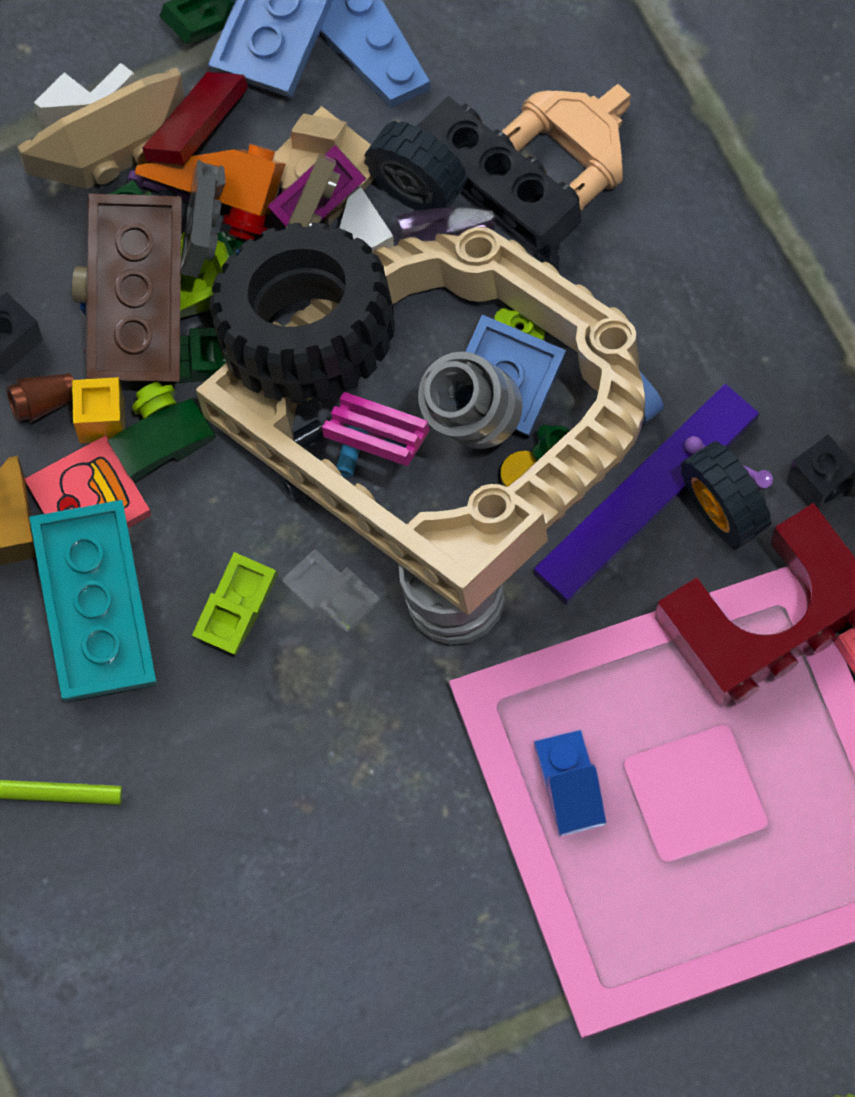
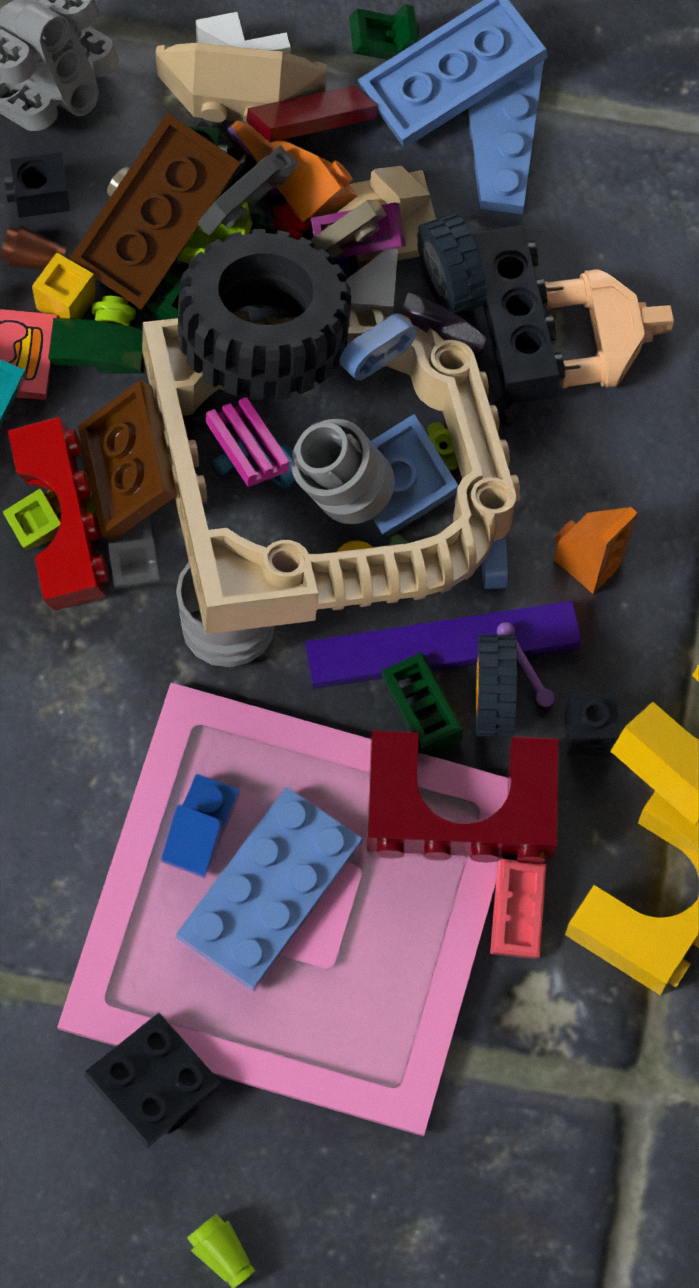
camera: 30 degrees right, 0 degrees up
(201, 565) = (69, 566): none -> red arch
(271, 517) = (126, 460): none -> reddish brown plate
(415, 276) = (378, 346): none -> medium blue beam
(668, 795) = (269, 888): none -> medium blue plate
(679, 539) = (439, 739): none -> dark green slope
(699, 1023) = (153, 1080): none -> black plate
(714, 322) = (595, 545): none -> orange slope

